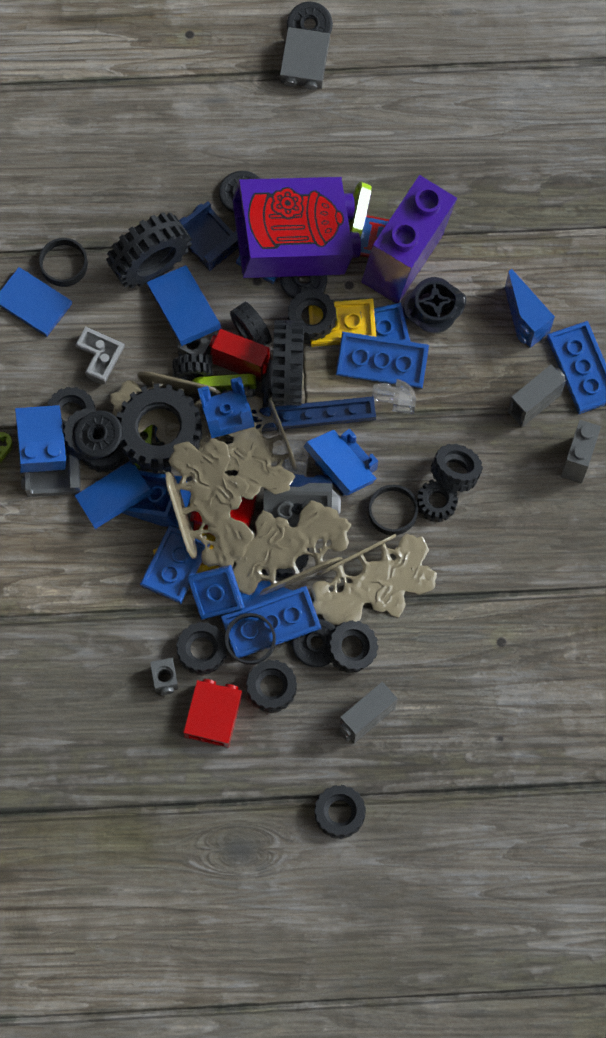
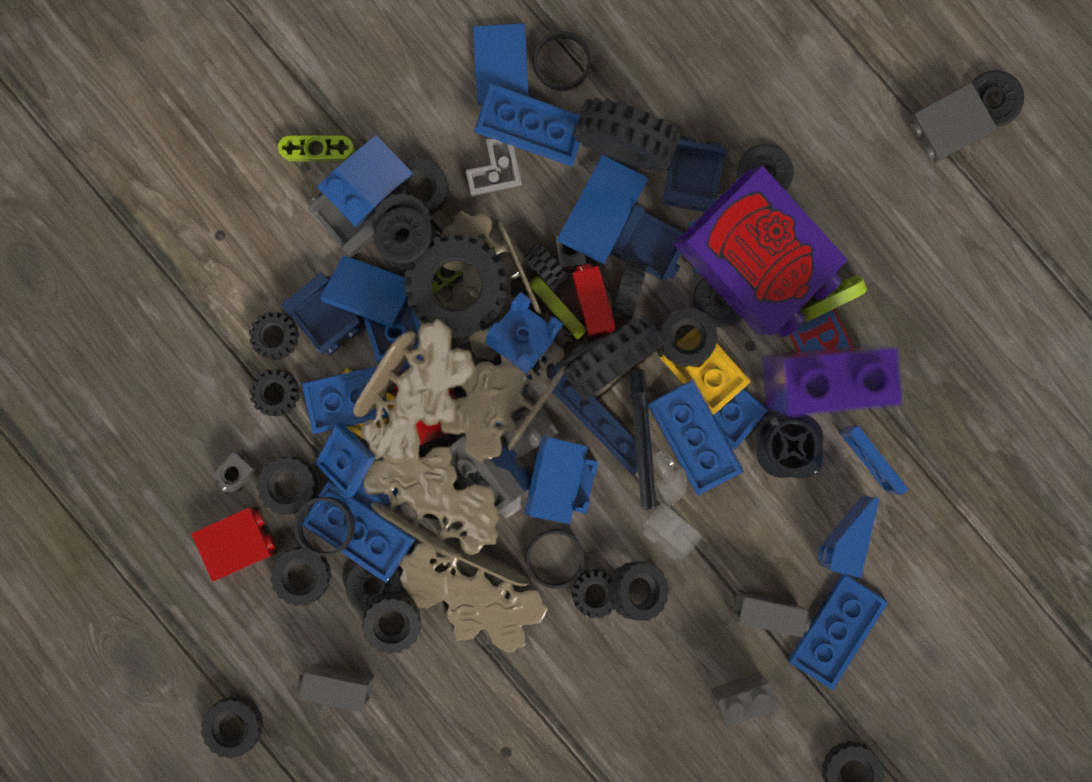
camera: 60 degrees right, 15 degrees up
(85, 569) = (258, 335): none -> black tyre
(89, 310) = (528, 124): none -> blue tile
(106, 543) = (320, 321): none -> dark blue panel
(131, 622) = (263, 381): none -> black tyre
(231, 291) = (650, 243): none -> dark blue panel
(326, 375) = (643, 439): none -> black axle
(433, 420) = (671, 532): none -> clear brick
(484, 259) = (873, 460): none -> blue tile

